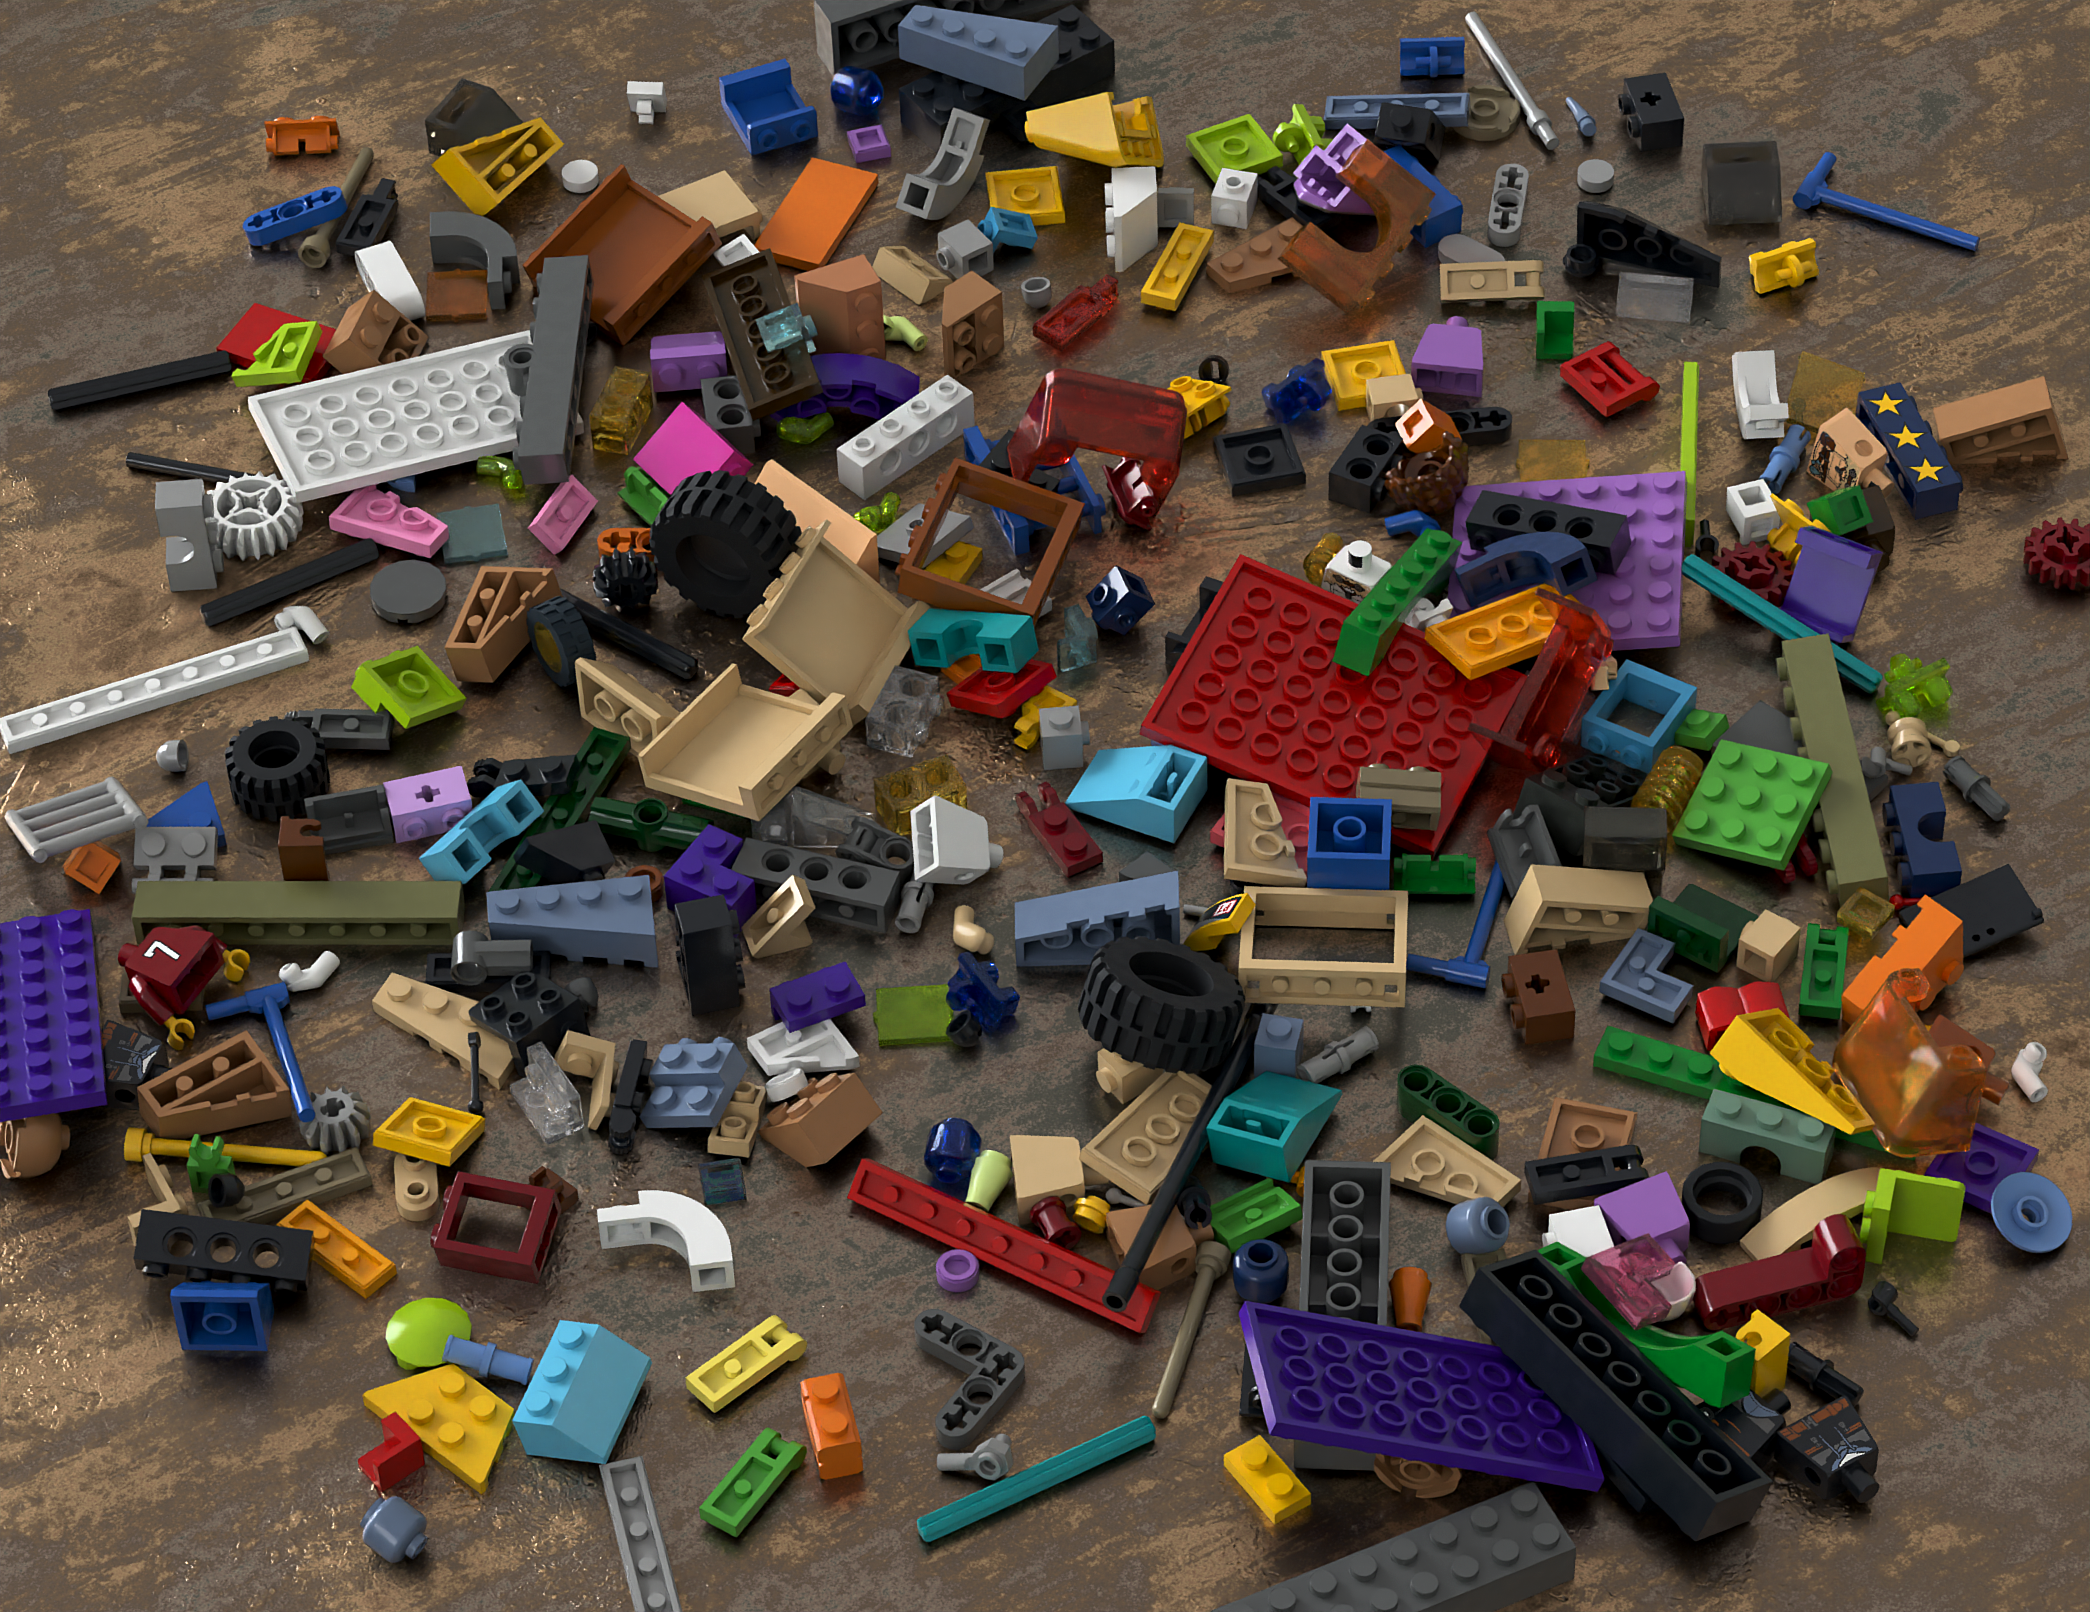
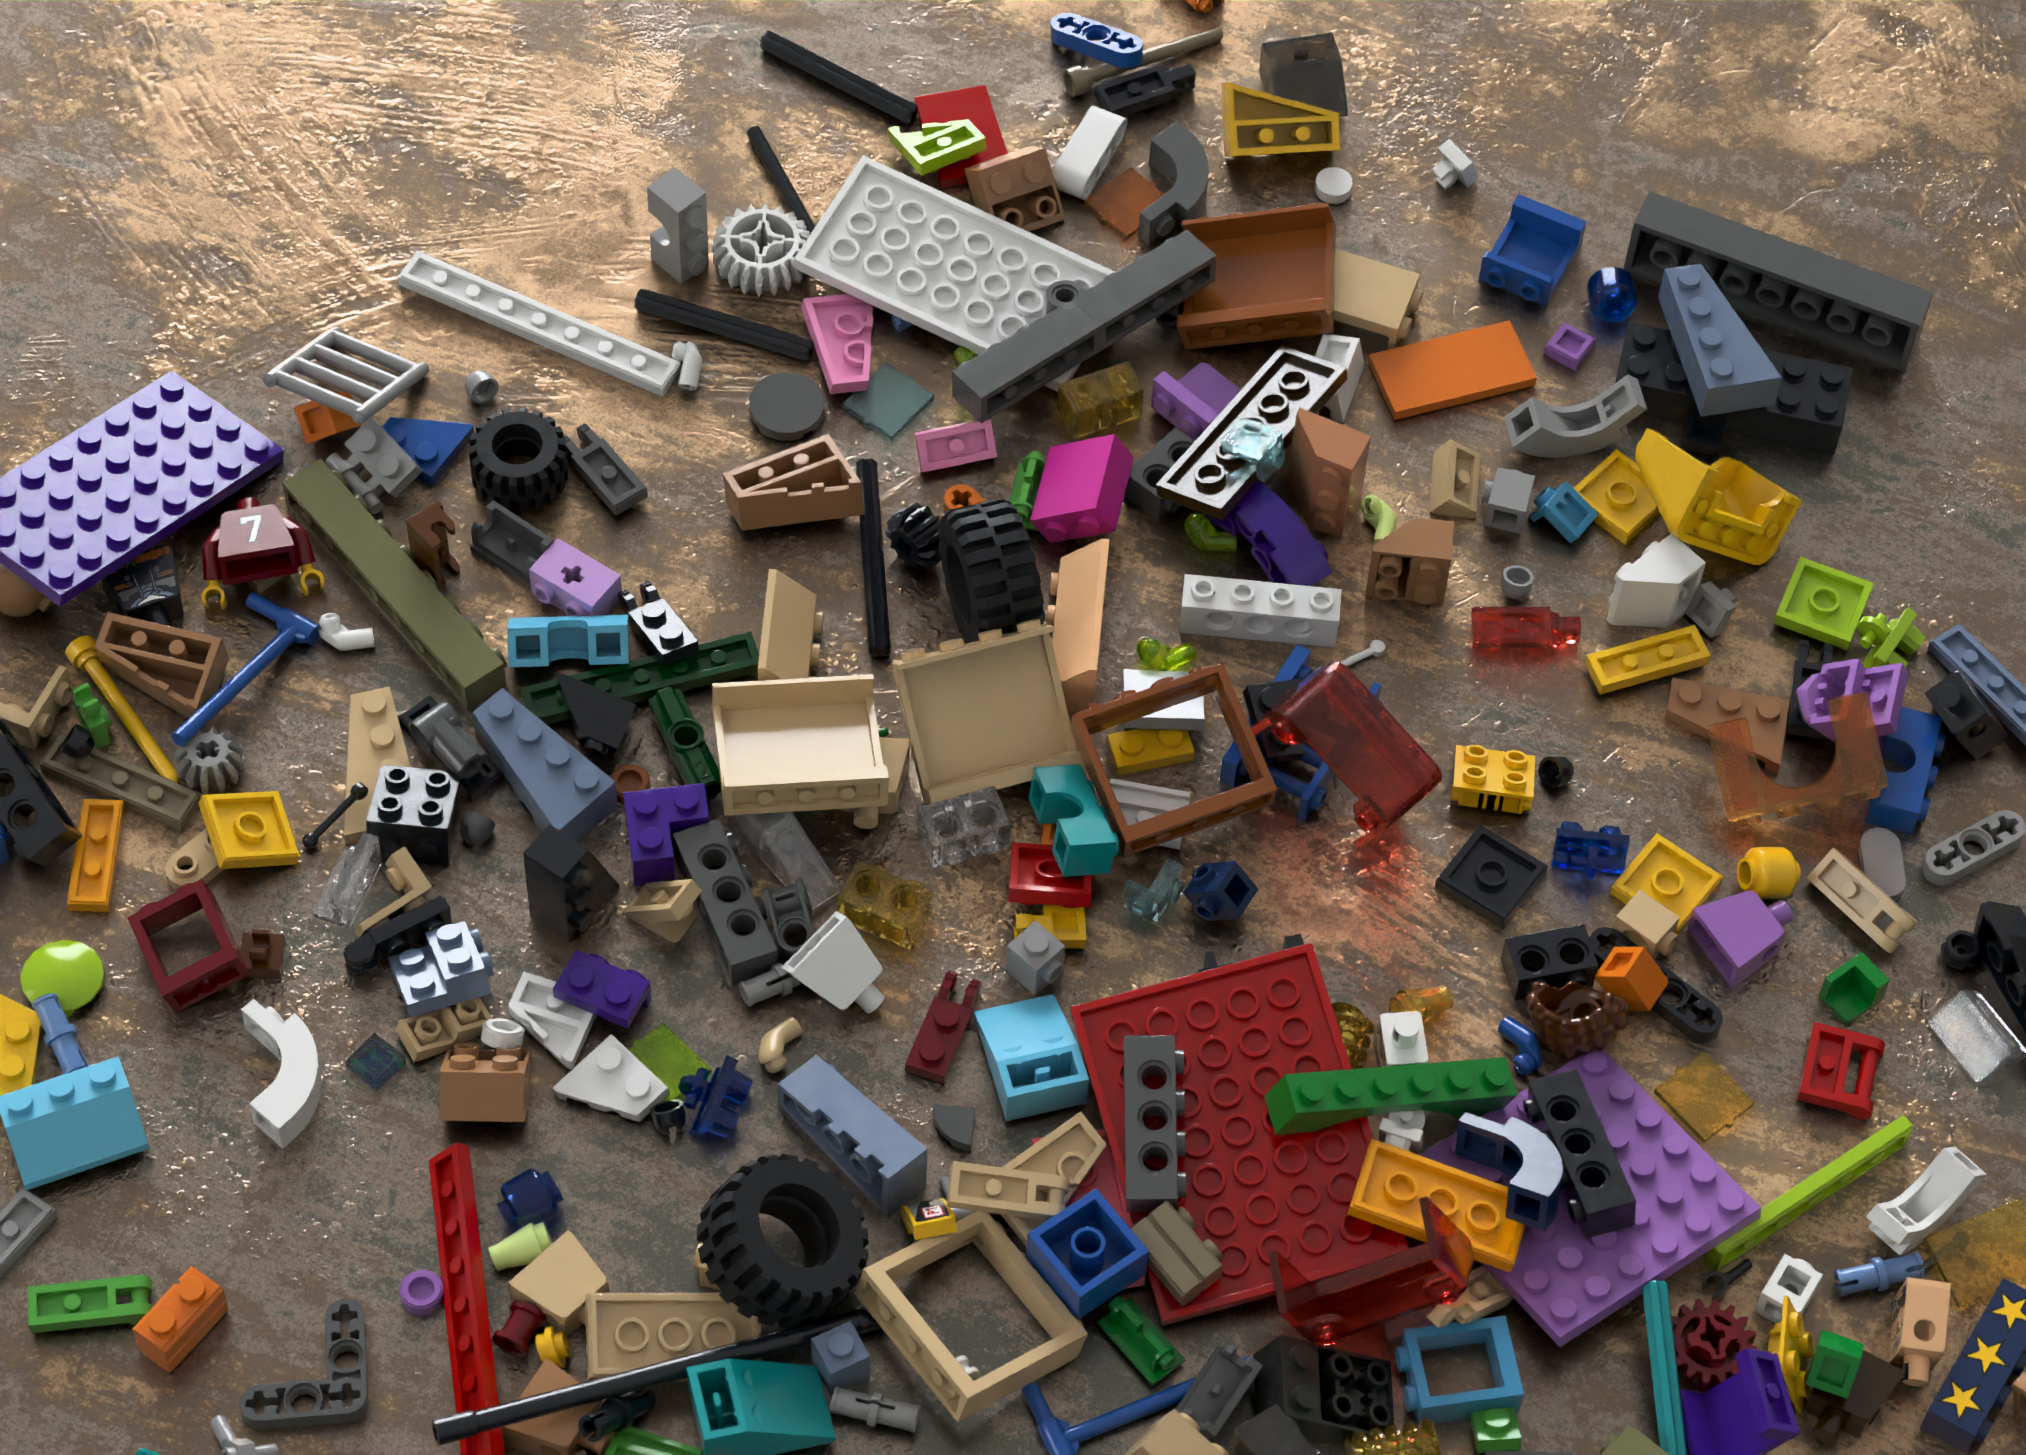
camera: 45 degrees right, 10 degrees up
(407, 687) = (672, 481): lime plate -> none
(559, 638) = (807, 542): black wheel -> none
(745, 1363) = (202, 1212): light yellow plate -> none
(900, 1044) = (613, 1082): none -> white wing
(1001, 403) = (1375, 649): none -> white hinge
(1132, 495) = (1339, 823): dark red hinge -> none
(1234, 198) = (1765, 643): white brick -> none
(1234, 710) = (1145, 1058): none -> dark grey brick
(1254, 855) = (1005, 1190): none -> tan plate
(1418, 310) = (1768, 872): none -> yellow head

